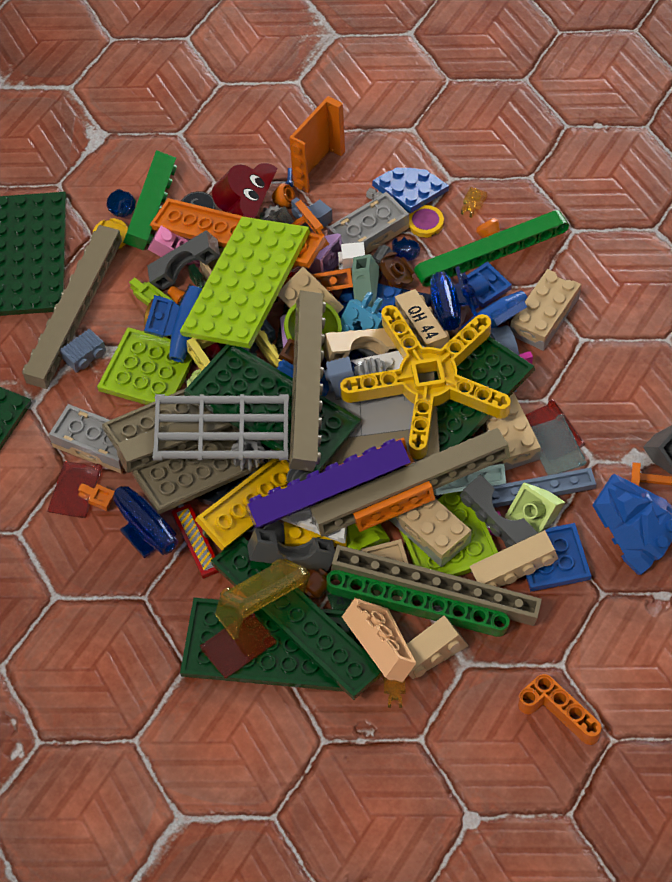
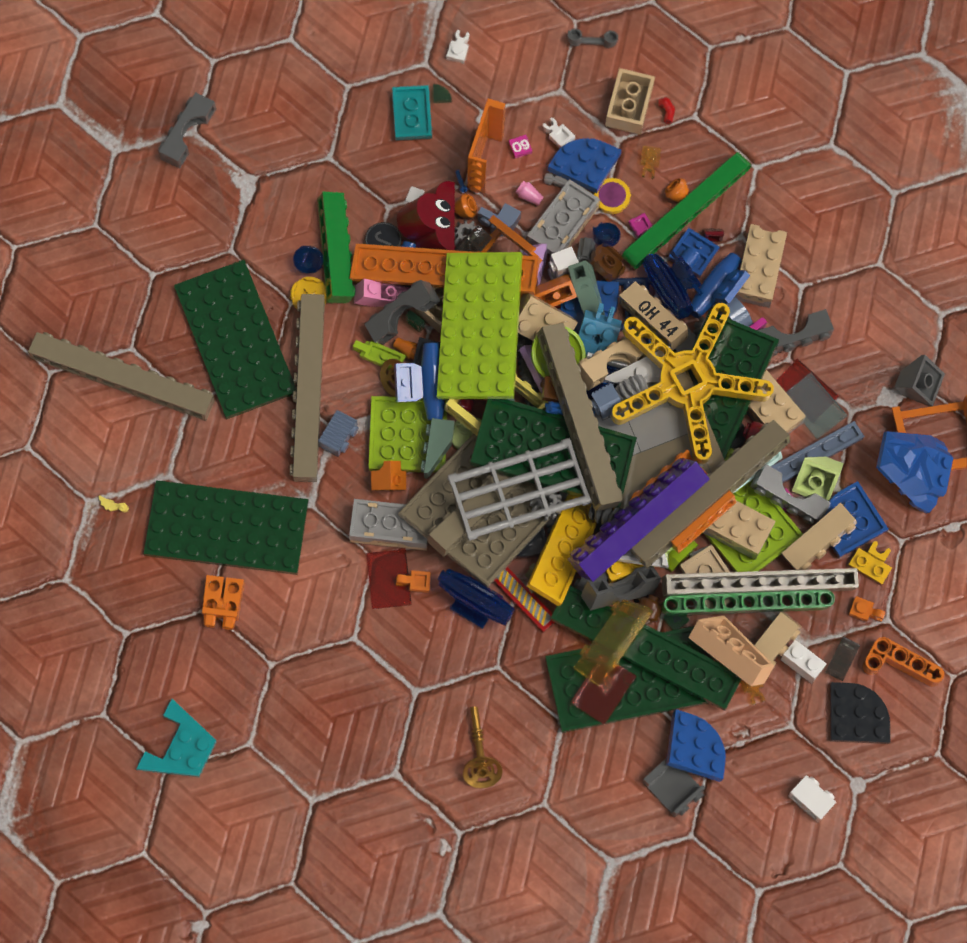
camera: 25 degrees left, 15 degrees up
(78, 70) = (197, 111): none -> dark grey arch
(90, 678) = (481, 765): none -> pearl gold dish
(112, 397) = (389, 477): none -> orange brick
(171, 378) = (440, 441): none -> sand green slope
(268, 114) = (412, 112): none -> teal plate
(273, 759) = (673, 788): none -> dark grey panel
(300, 107) = (441, 94): none -> clear green tile
(309, 727) = (695, 746): none -> blue plate
(333, 76) = (458, 49): none -> white plate
(346, 199) = (529, 193): none -> bright pink cone
(355, 162) = (520, 146): none -> dark pink tile
(395, 159) = (558, 135): none -> white plate
(415, 816) = (812, 798): none -> white brick
(441, 248) = (640, 225): none -> dark pink tile
(442, 91) = (575, 38): none -> dark grey bar
(455, 677) = (803, 661): none -> white brick
(471, 147) = (630, 101): none -> tan brick
(495, 748) = (857, 715): none -> black plate
(498, 687) = (842, 658): none -> clear smoke slope
(508, 164) = (669, 108): none -> red arm
(510, 274) = (713, 234): none -> dark red slope
(539, 647) = (863, 609): none -> orange plate
(563, 604) = (872, 563): none -> yellow plate
(580, 377) = (817, 328): none -> dark grey arch

